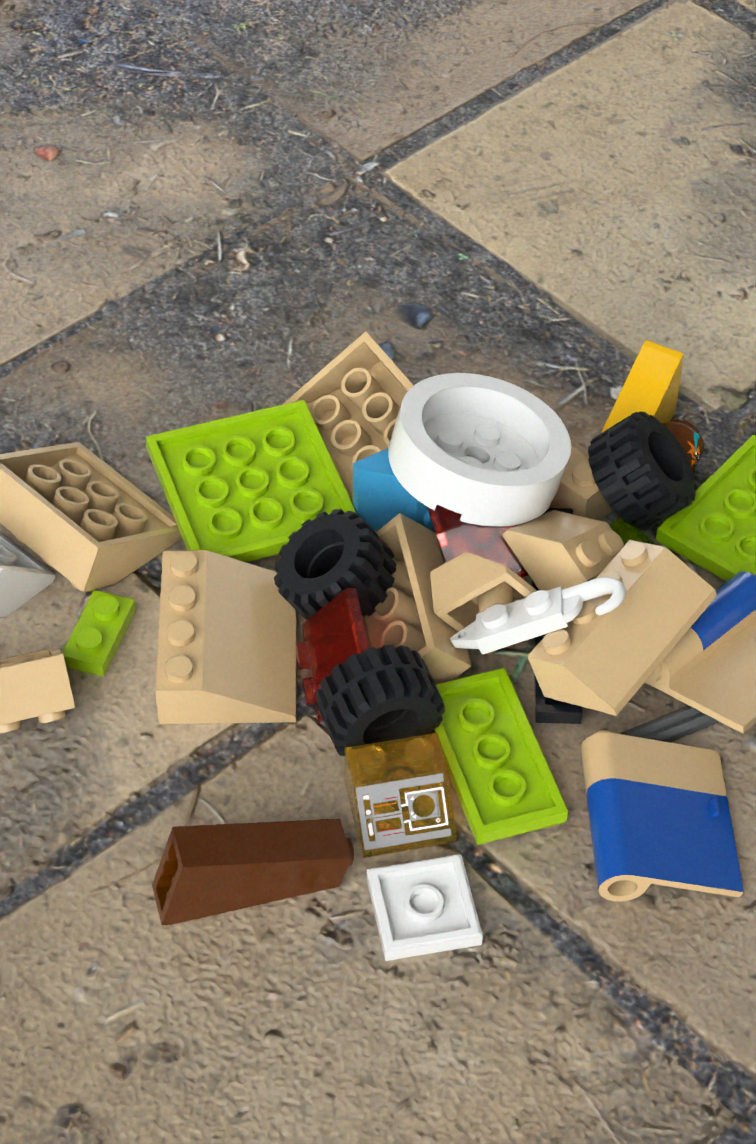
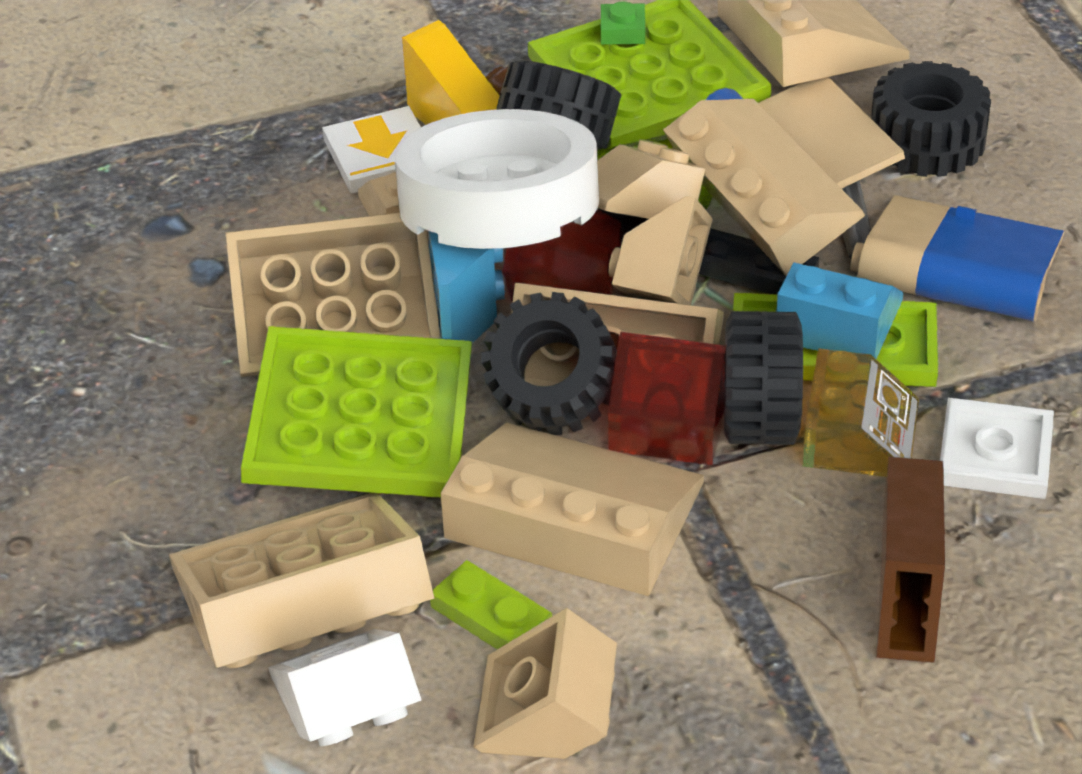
camera: 65 degrees left, 5 degrees down
(505, 734) = (839, 309): none -> dark azure slope
(536, 615) = (729, 218): white plate -> none
(575, 393) = (368, 144): none -> white tile

